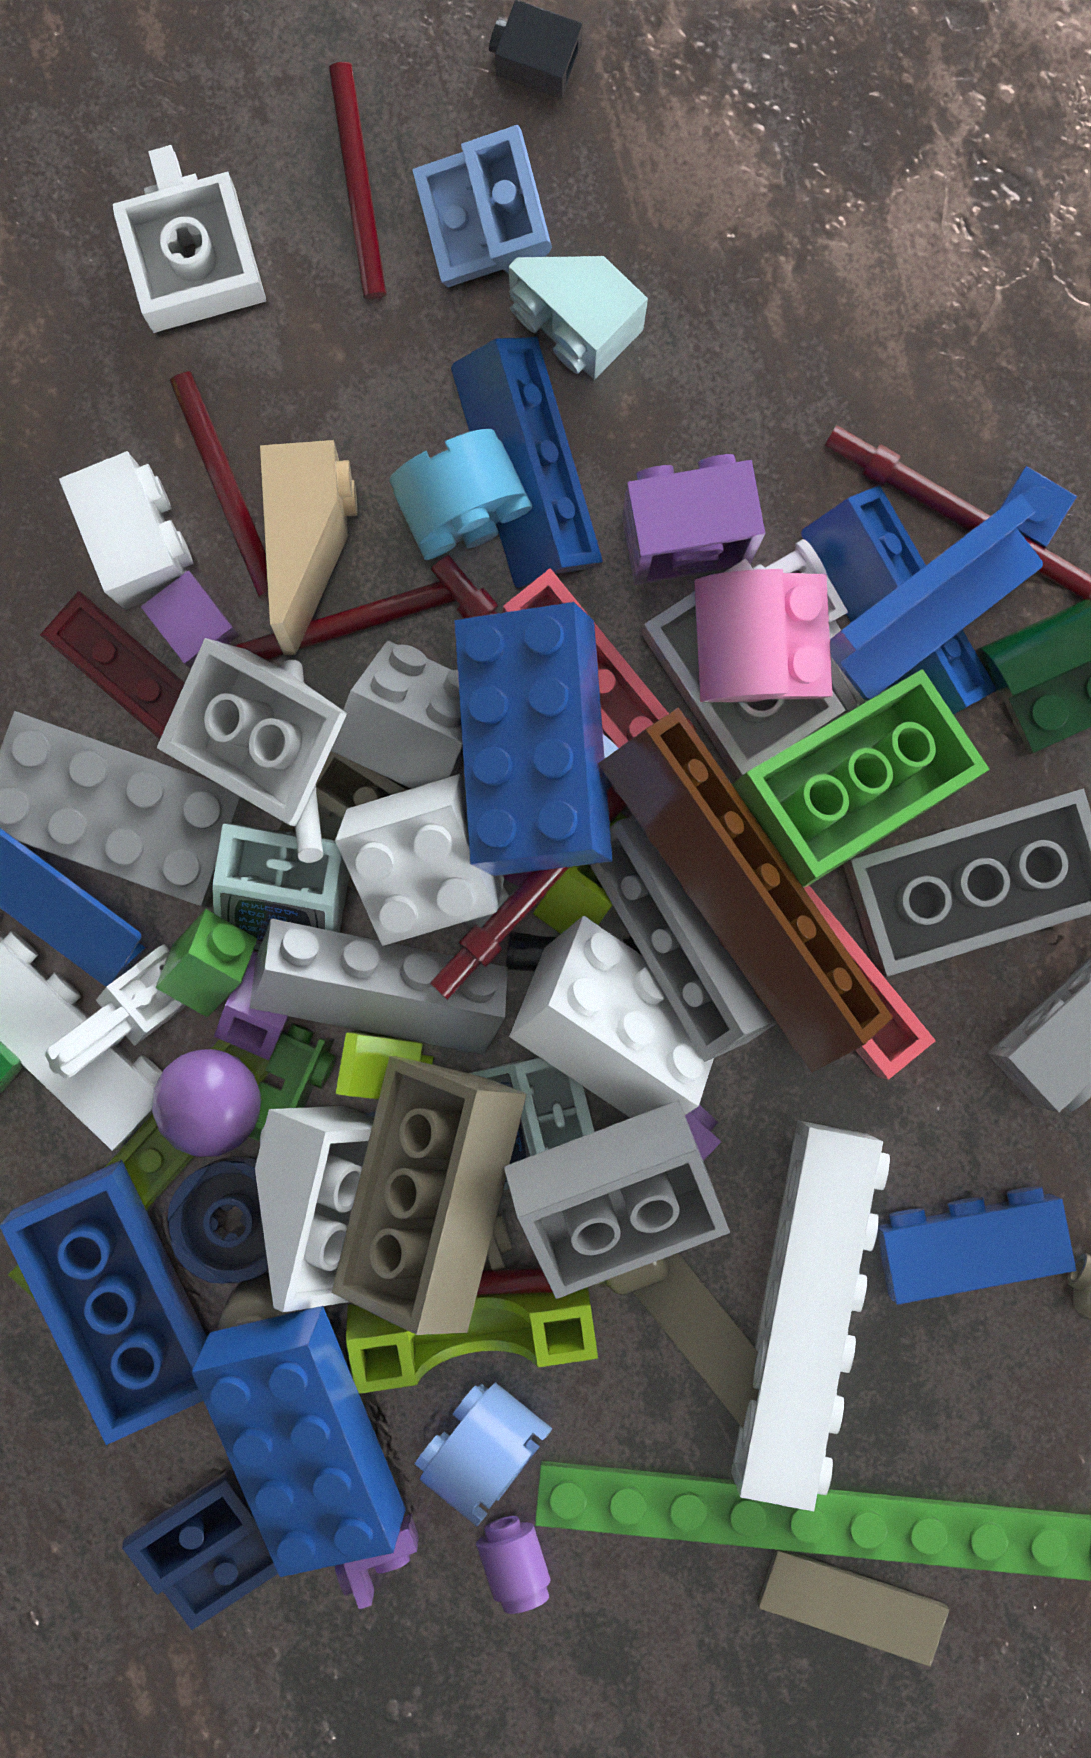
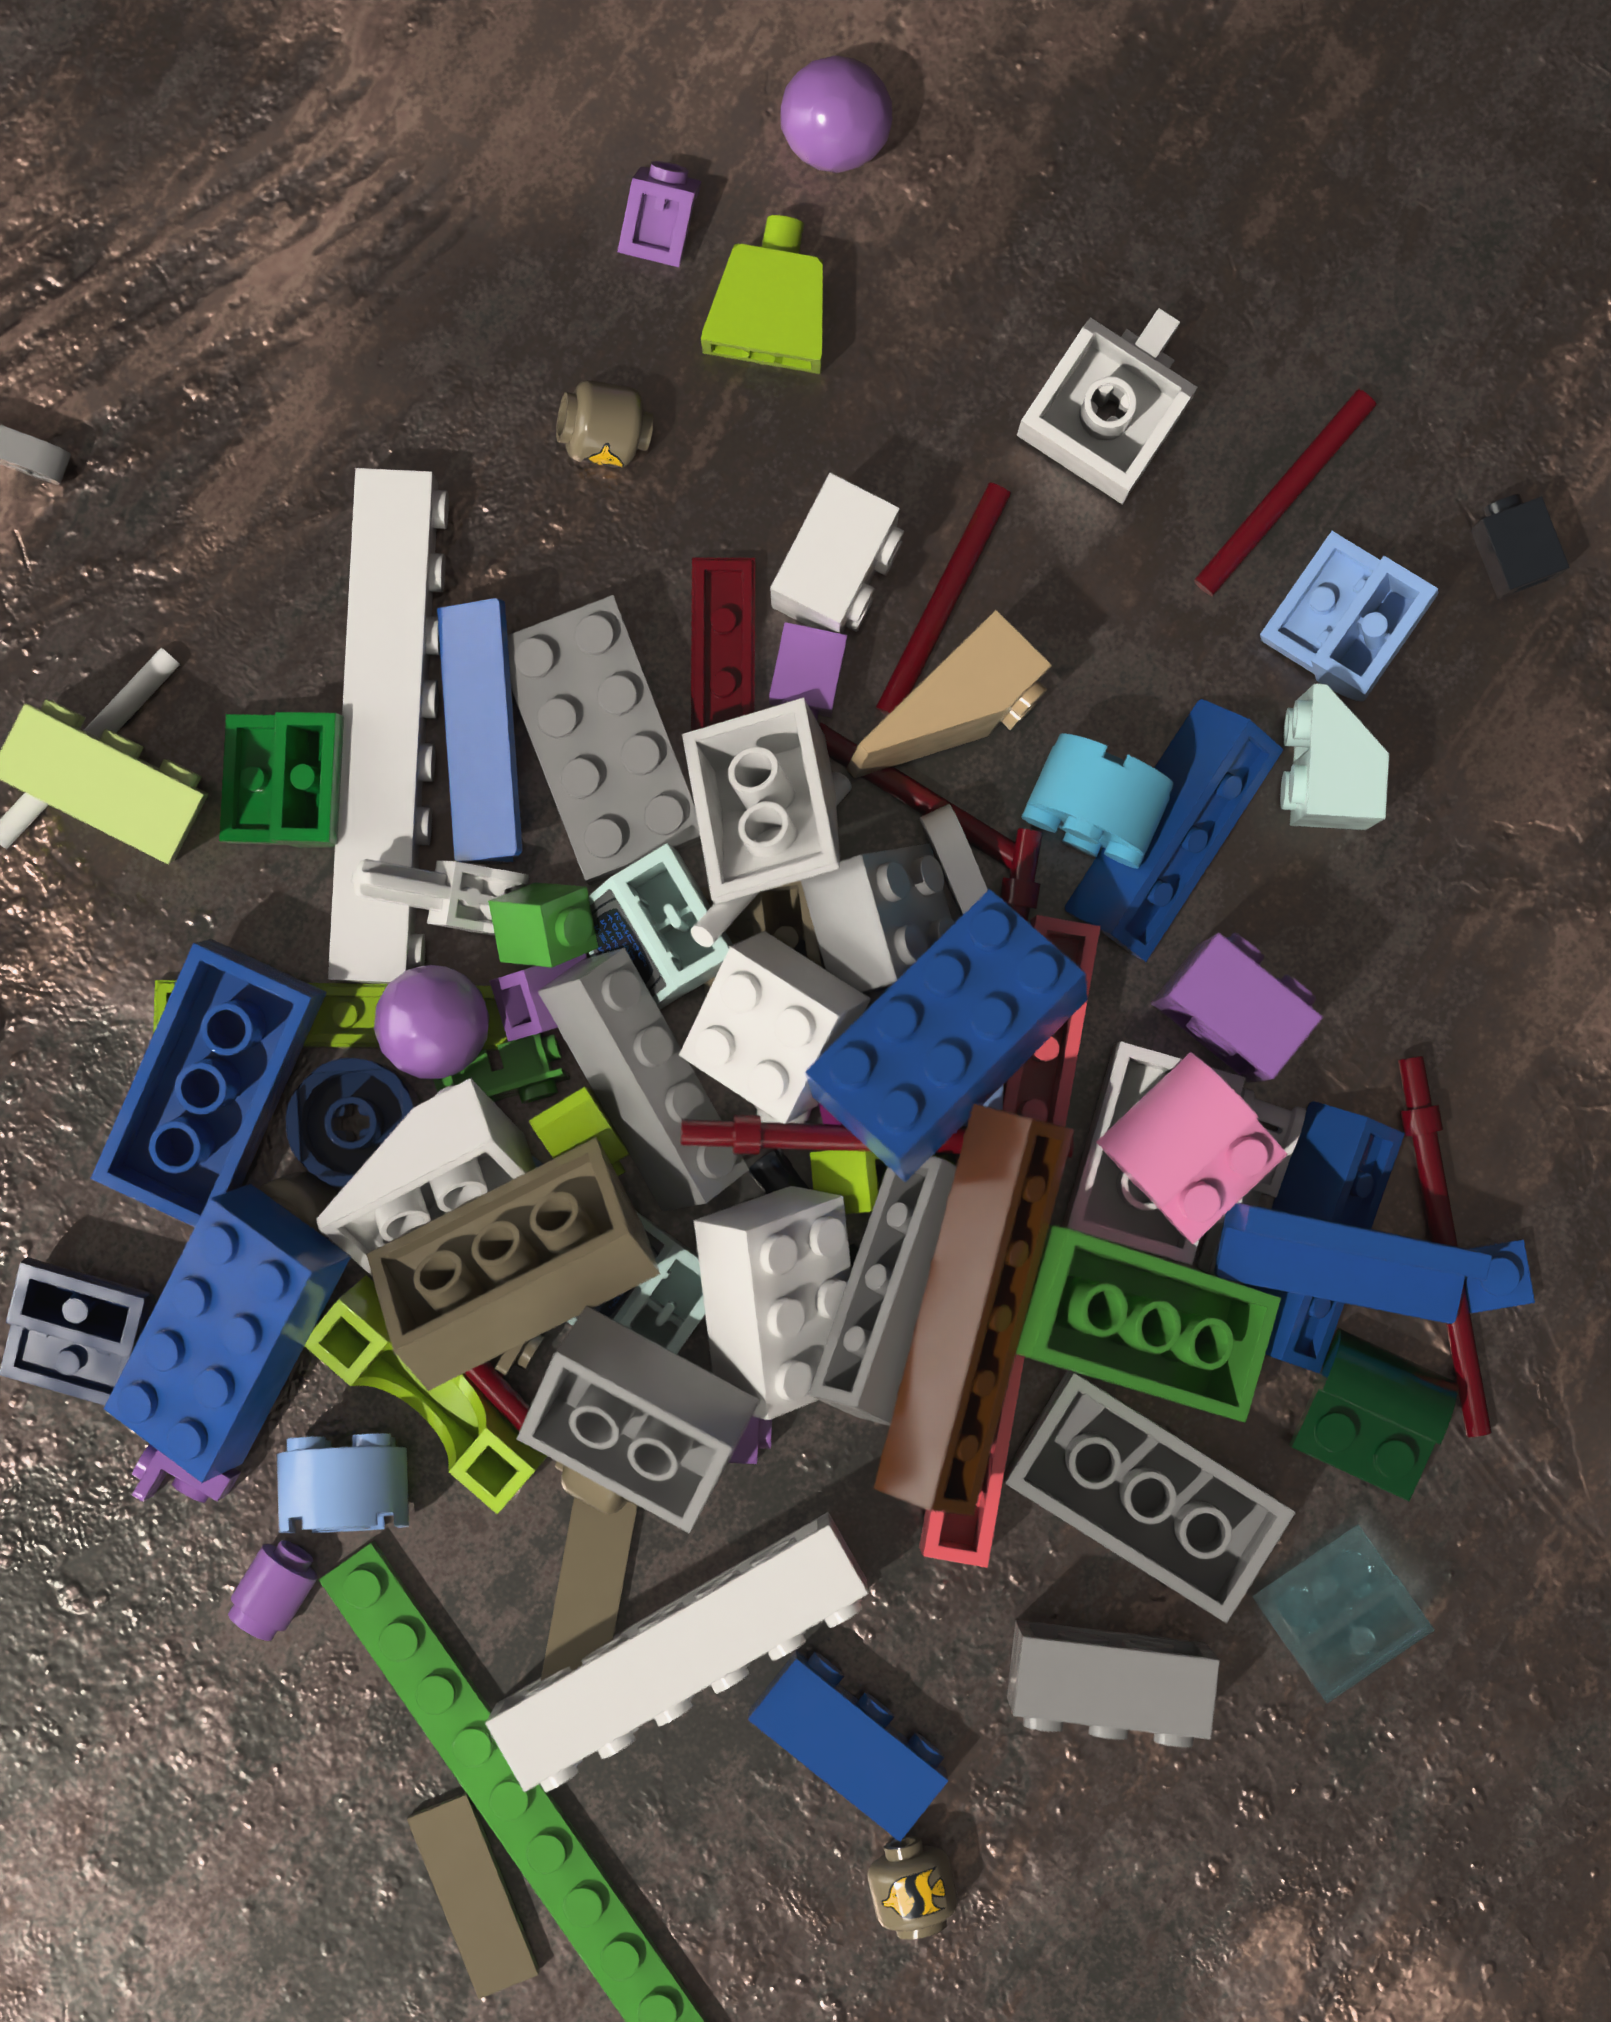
camera: 50 degrees right, 0 degrees up
(411, 629) = (954, 857): none -> light grey beam

